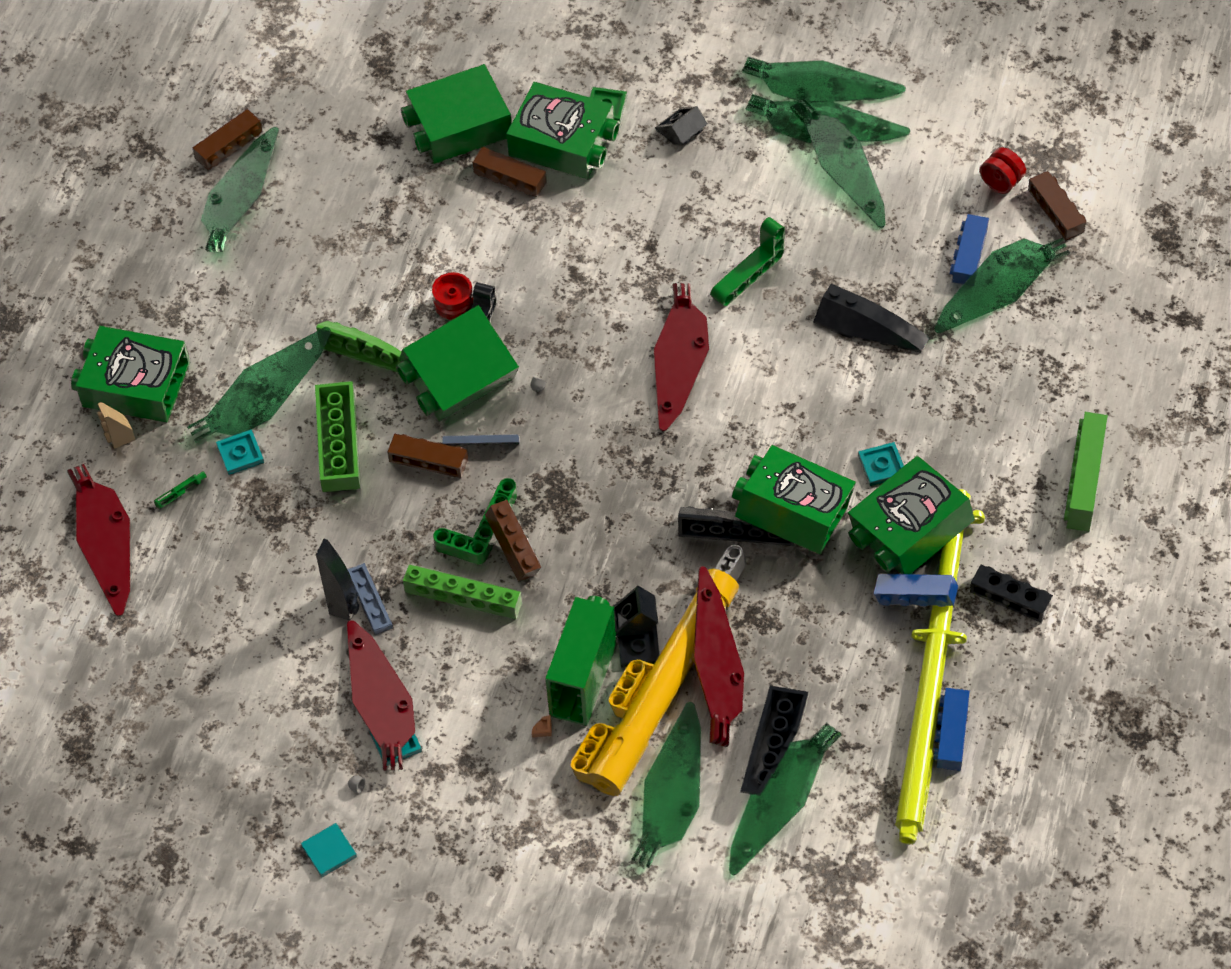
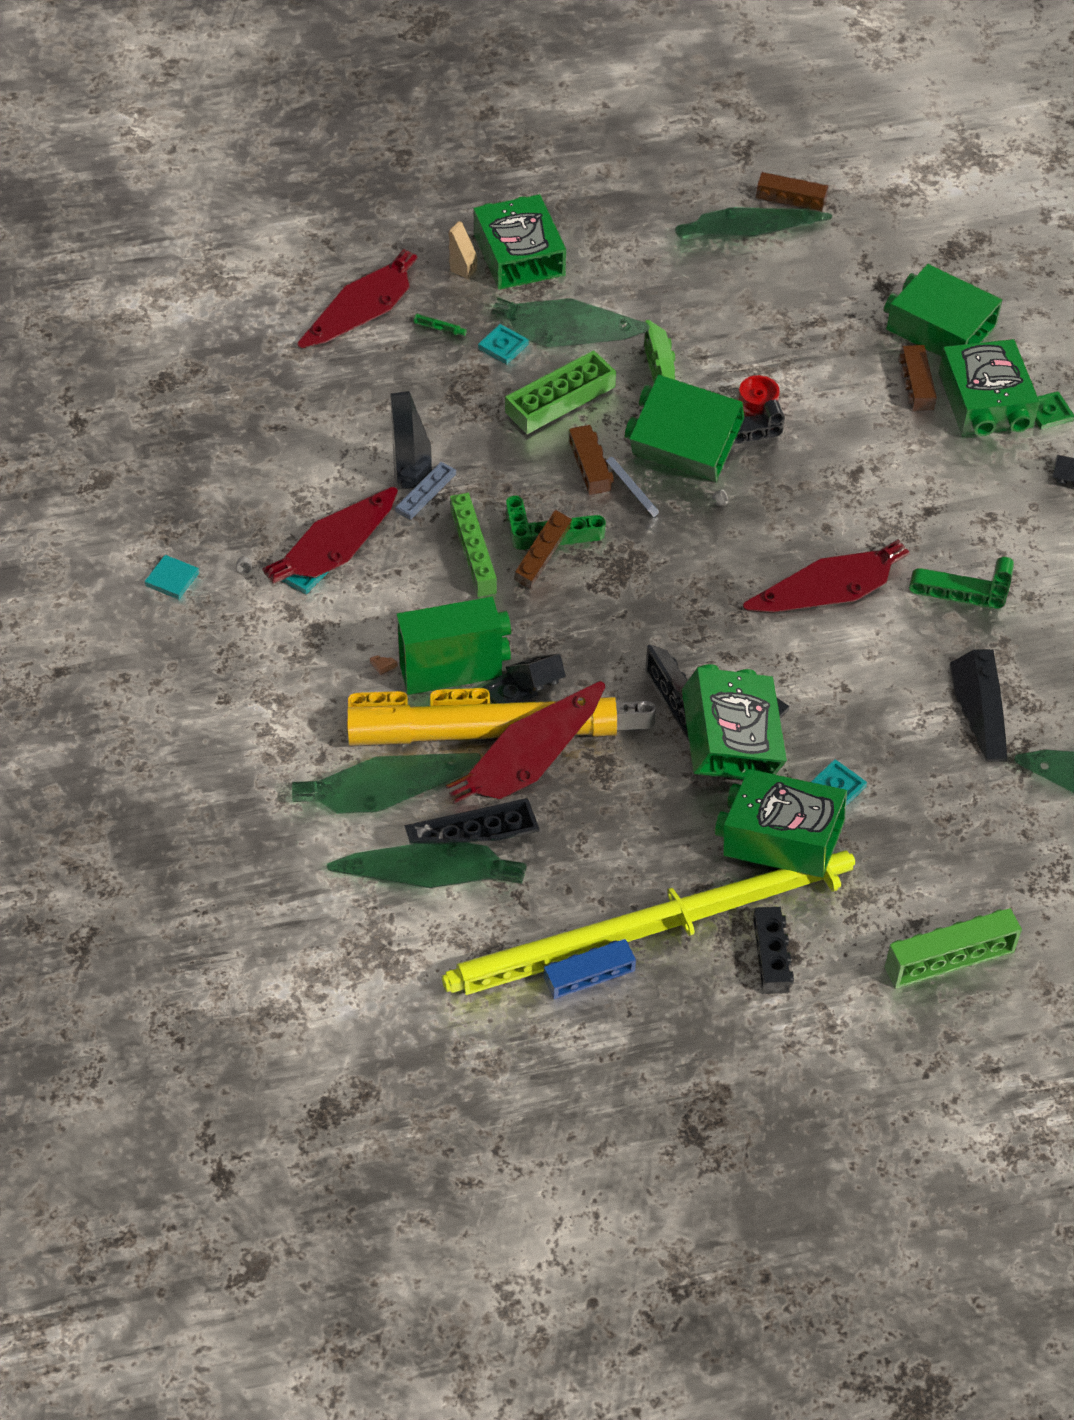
camera: 55 degrees right, 5 degrees down
(916, 589) = (712, 866): blue brick -> none

